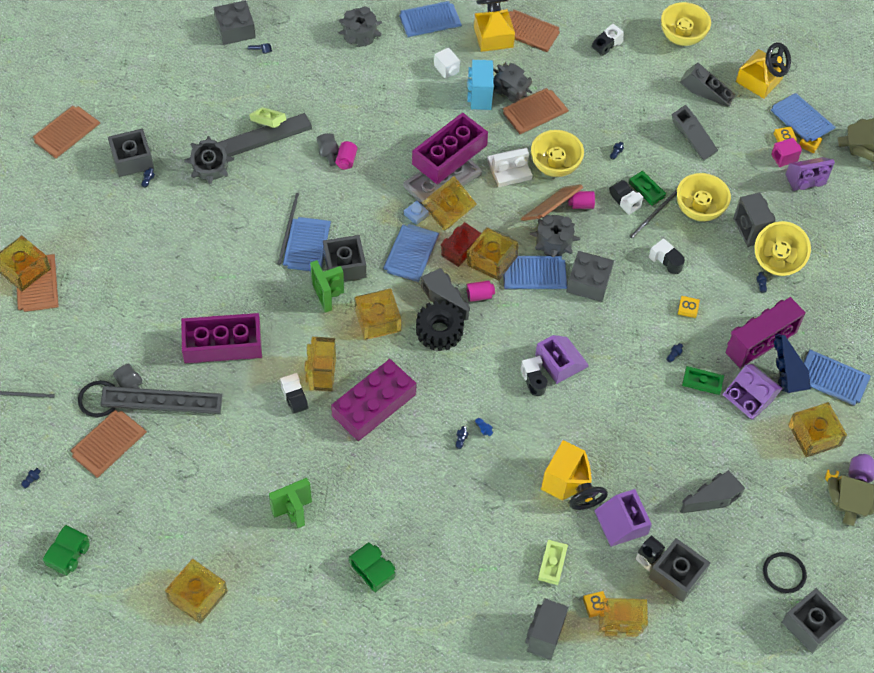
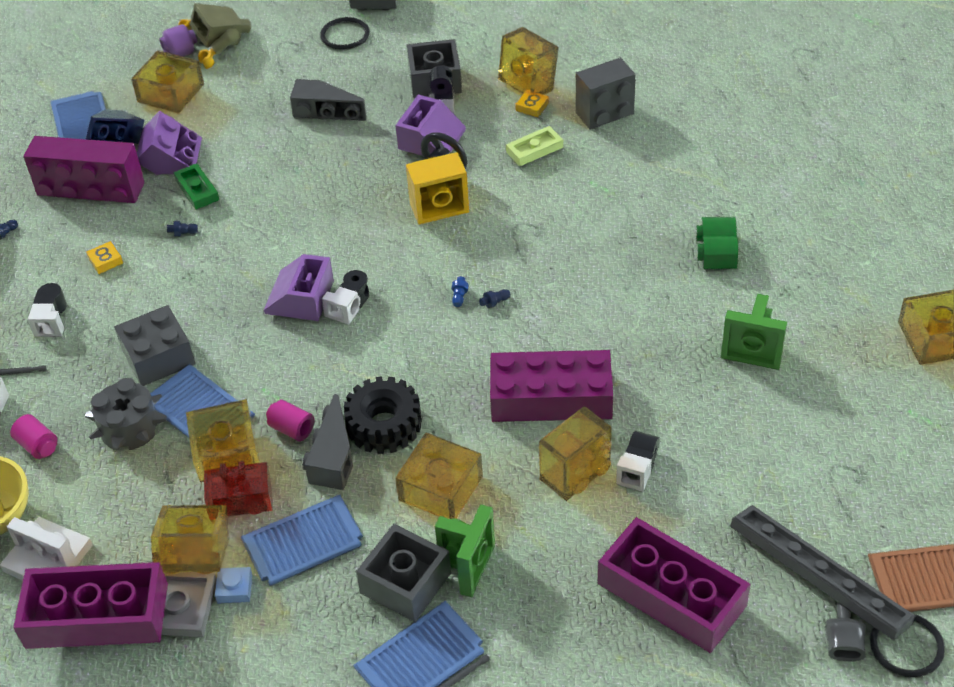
camera: 130 degrees left, 10 degrees down
(552, 202) = (73, 450): nougat window -> none

